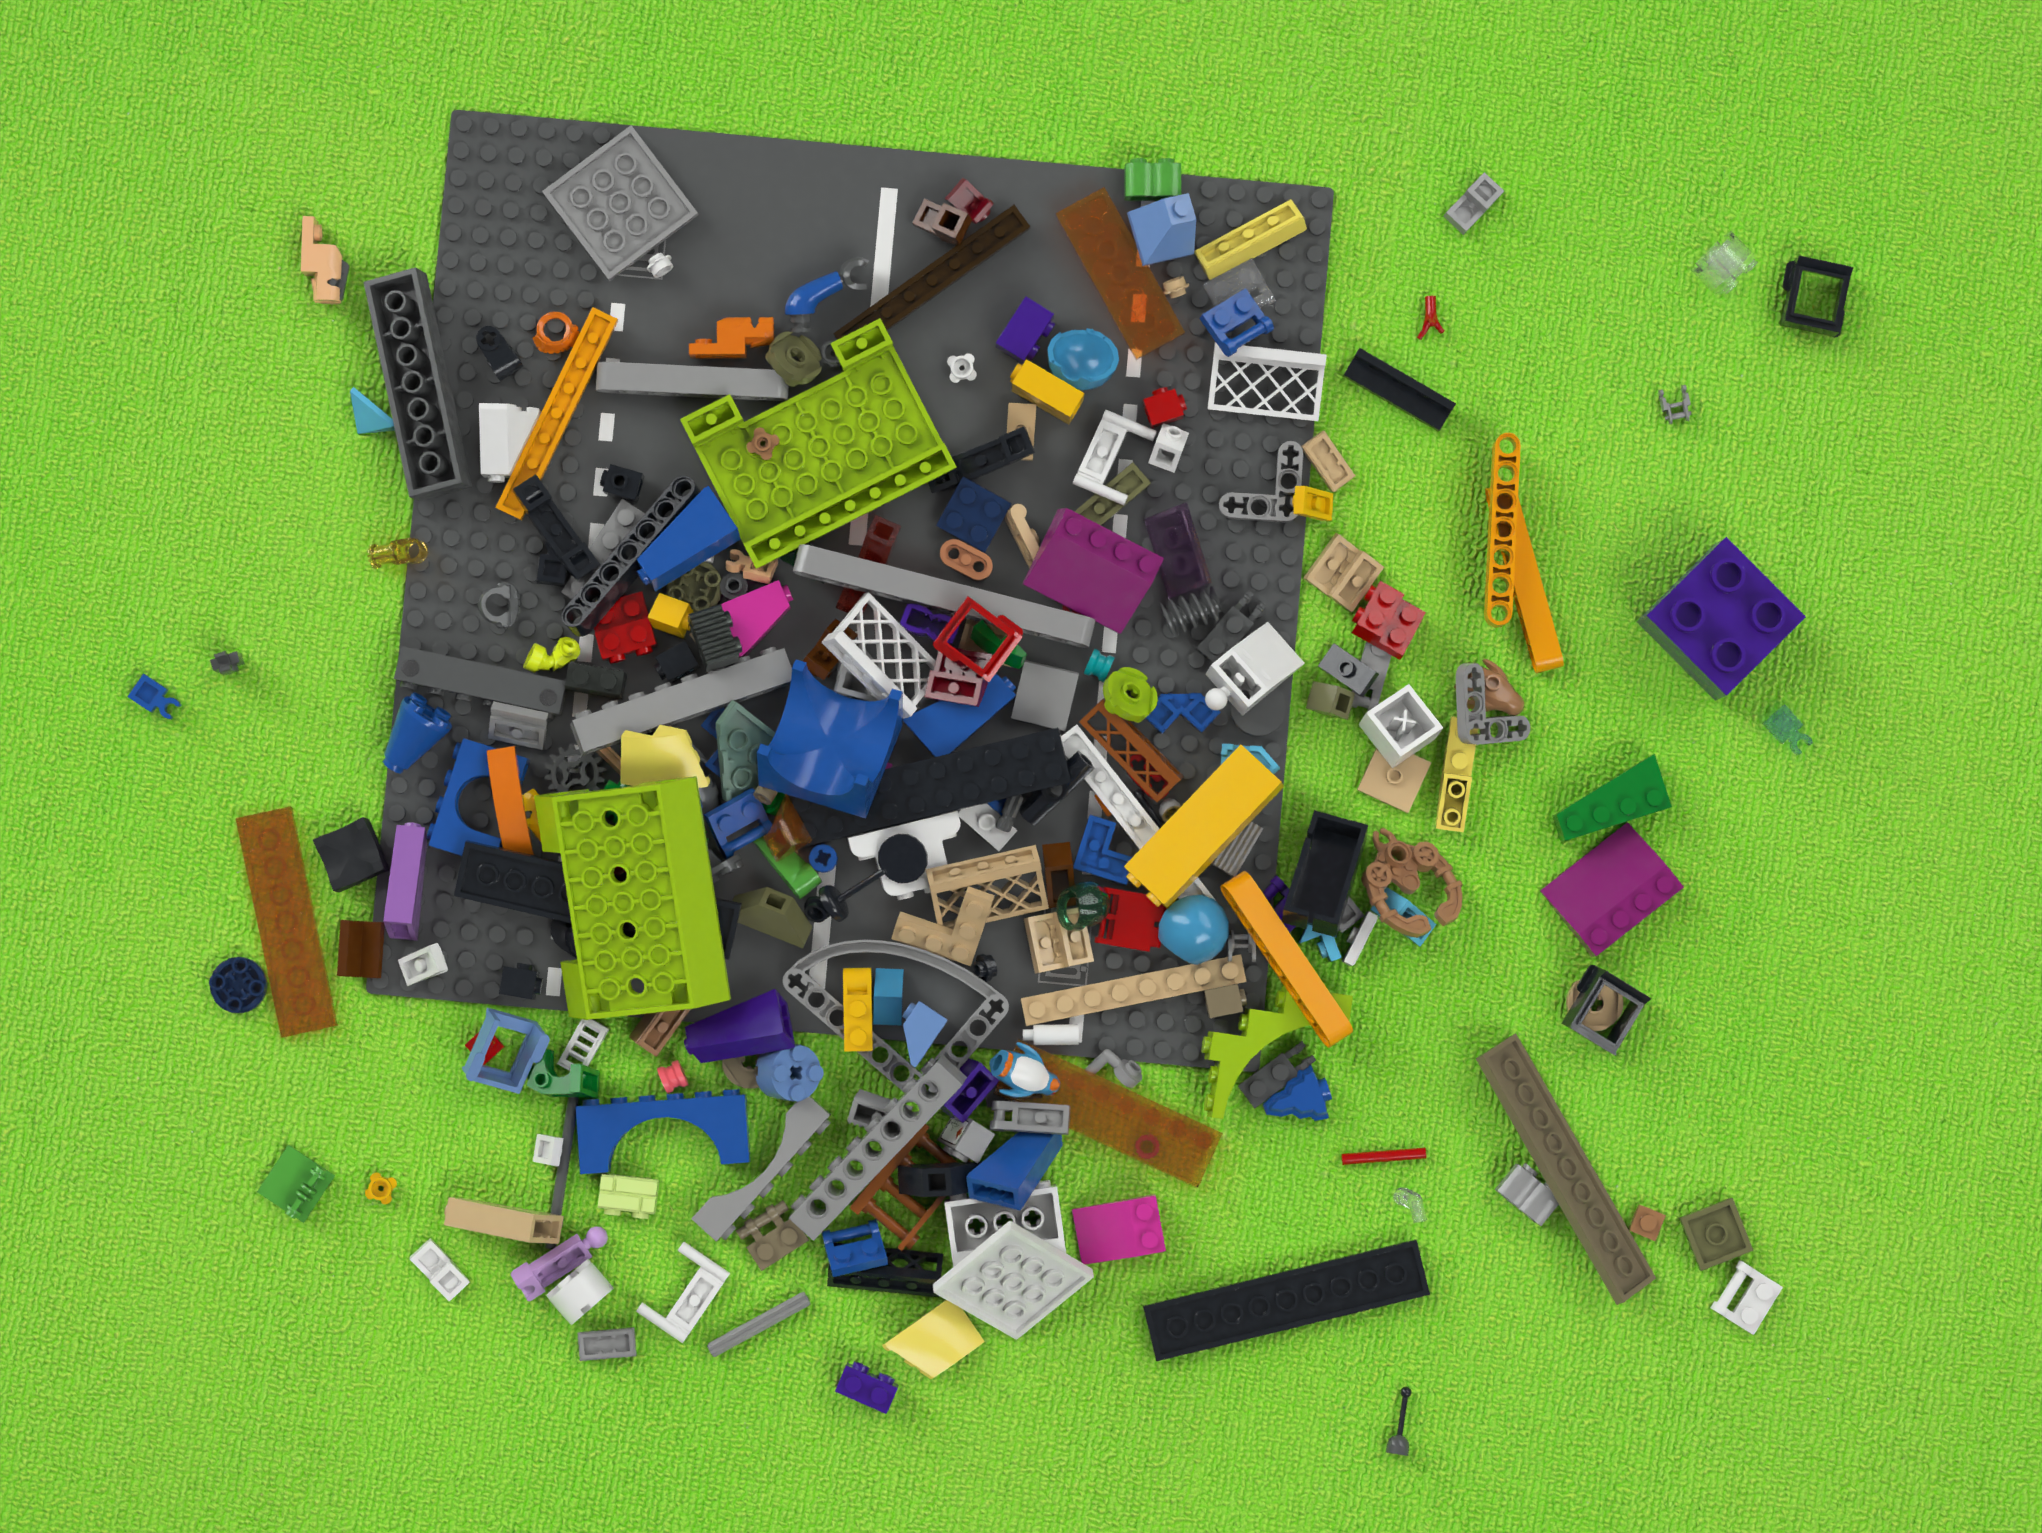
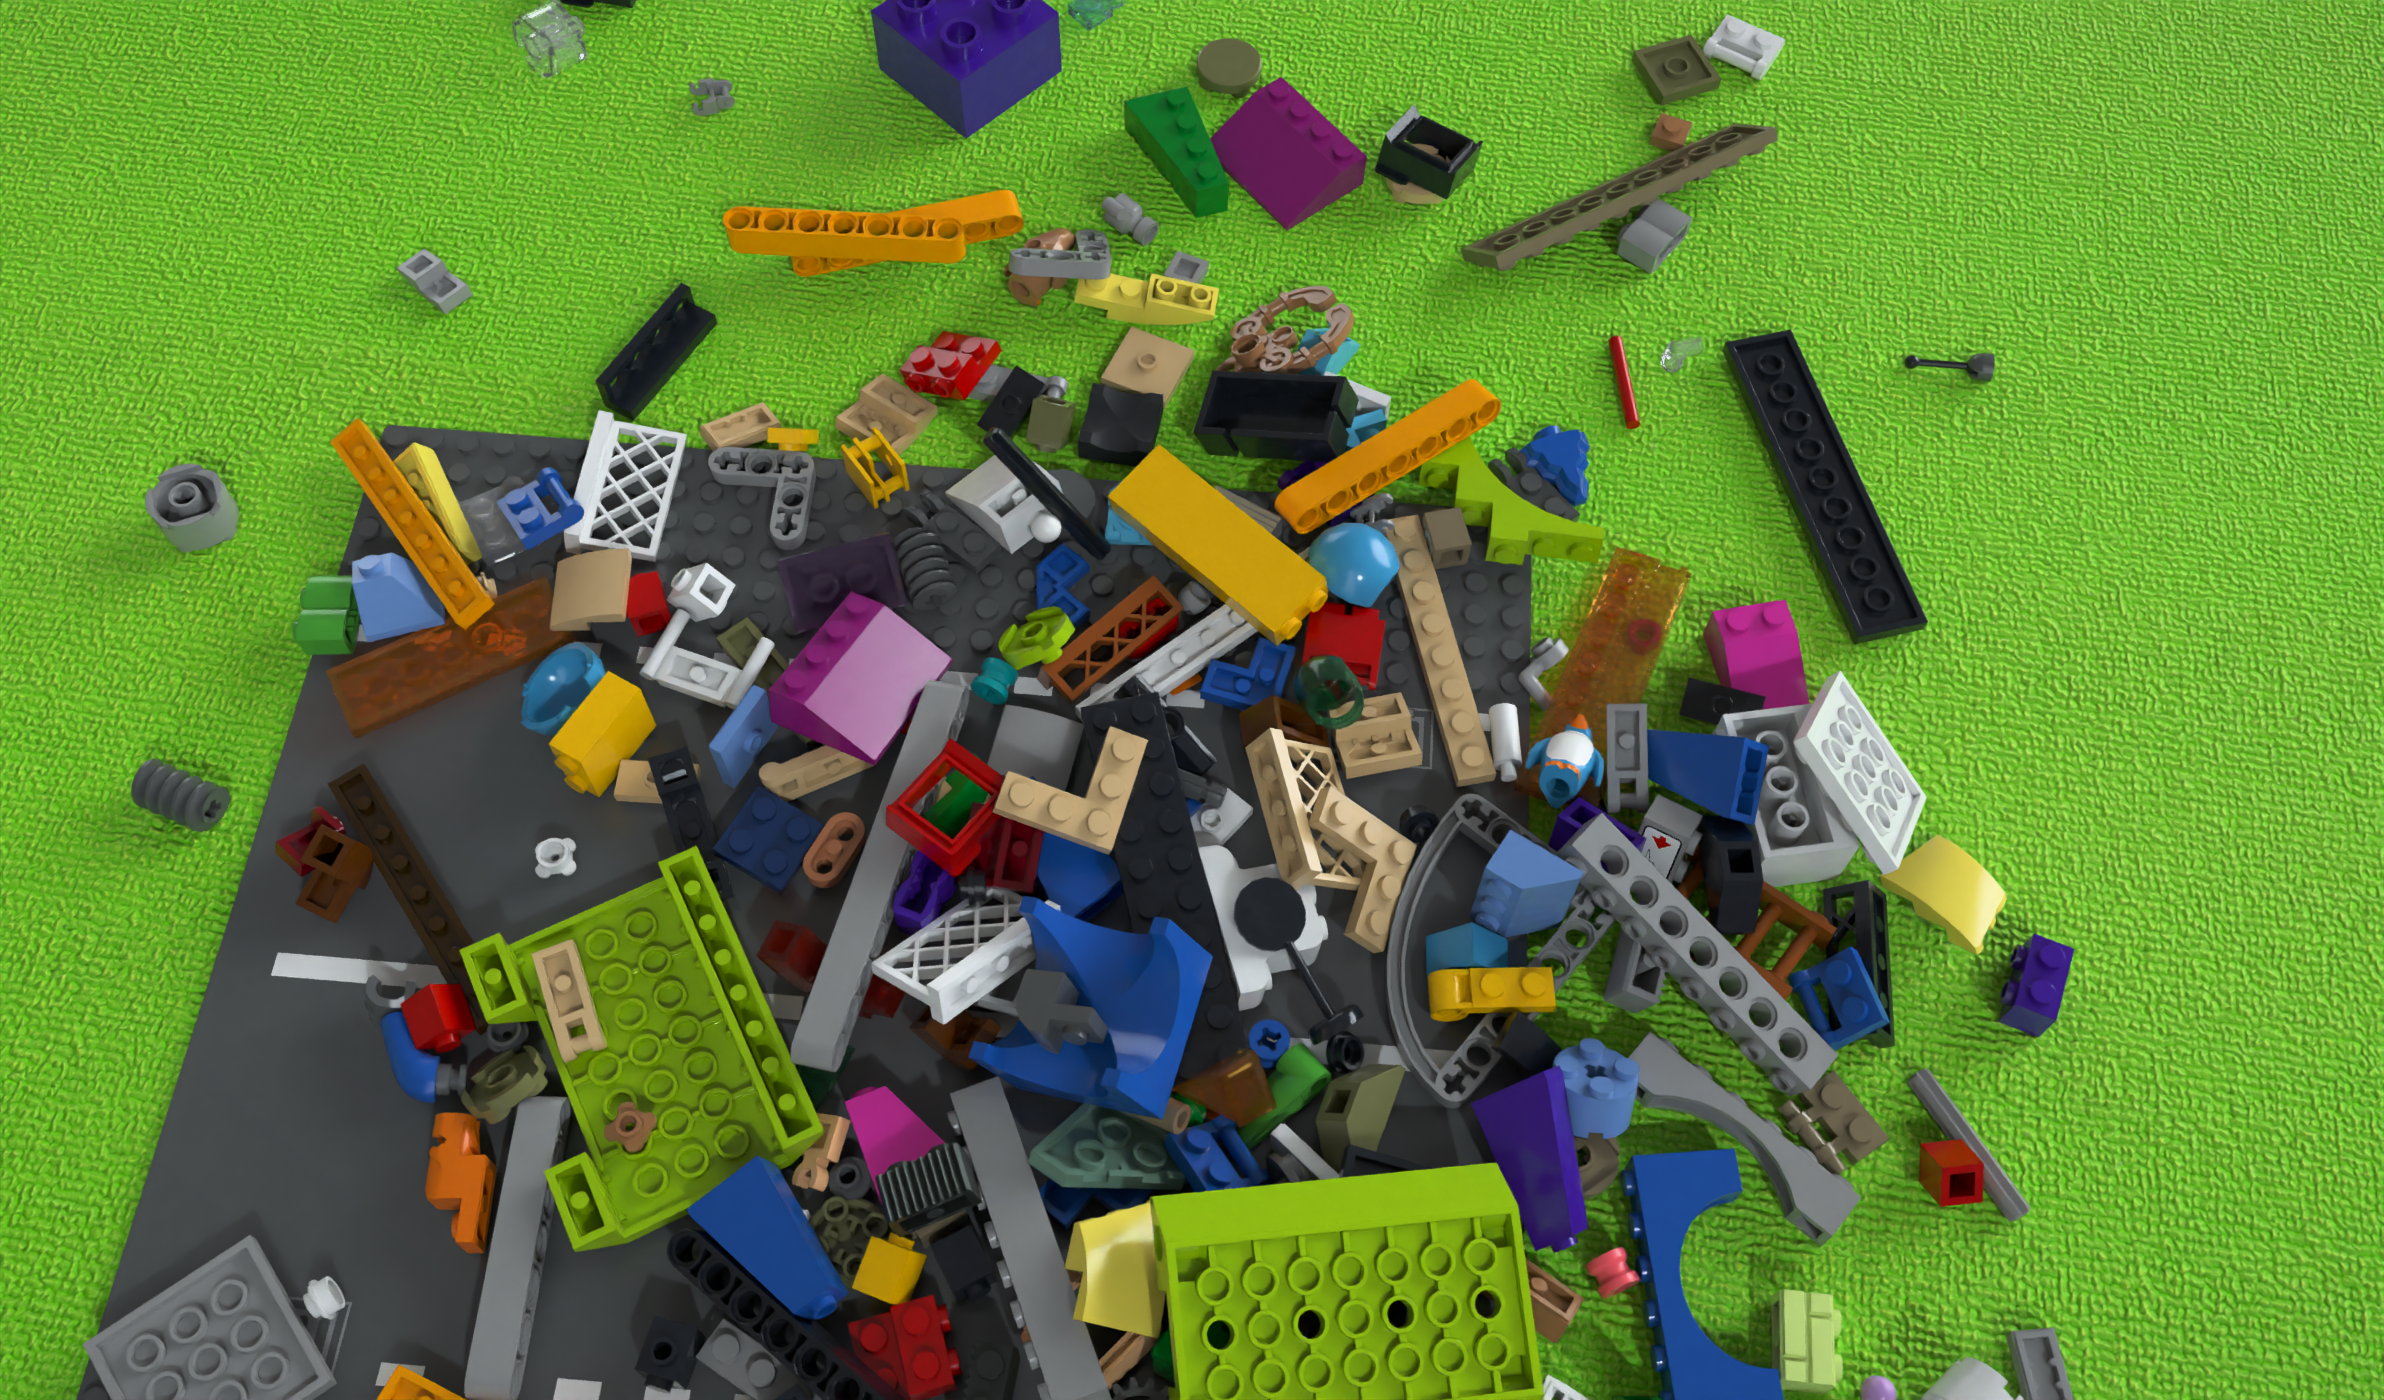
camera: 85 degrees left, 25 degrees down
(694, 1298) = (1950, 1240): white plate -> none
(734, 1305) = (1951, 1172): none -> red brick
(741, 879) = (1285, 1141): none -> white plate
(818, 1031) = (1525, 1045): none -> black slope
(827, 708) = (1049, 1011): none -> dark grey brick
(838, 309) = (438, 1017): none -> red brick
(849, 393) = (568, 999): none -> tan plate
(930, 657) = (973, 885): none -> black plate
(972, 742) = (1085, 820): none -> tan plate
(1008, 101) = (179, 795): none -> dark grey piece
(1025, 330) = (512, 768): dark purple brick -> none
(1045, 490) = (743, 736): none -> medium blue plate
(1085, 1197) = (1710, 701): none -> black plate
(1167, 368) = (591, 589): none -> tan slope
(1229, 227) = (412, 524): none -> light orange plate
(1234, 699) = (1046, 492): none -> black axle
(1254, 48) = (192, 507): none -> light grey brick
(1292, 556) = (861, 468): none -> yellow piece
(1330, 755) = (1119, 426): none -> black brick
(1400, 726) = (1086, 344): white brick -> none
(1430, 317) = (571, 324): red bar -> none
(1486, 806) = (1187, 268): none -> light grey plate
(1542, 759) = (1127, 217): none -> light grey piece
(1713, 844) = (1229, 67): none -> olive tile

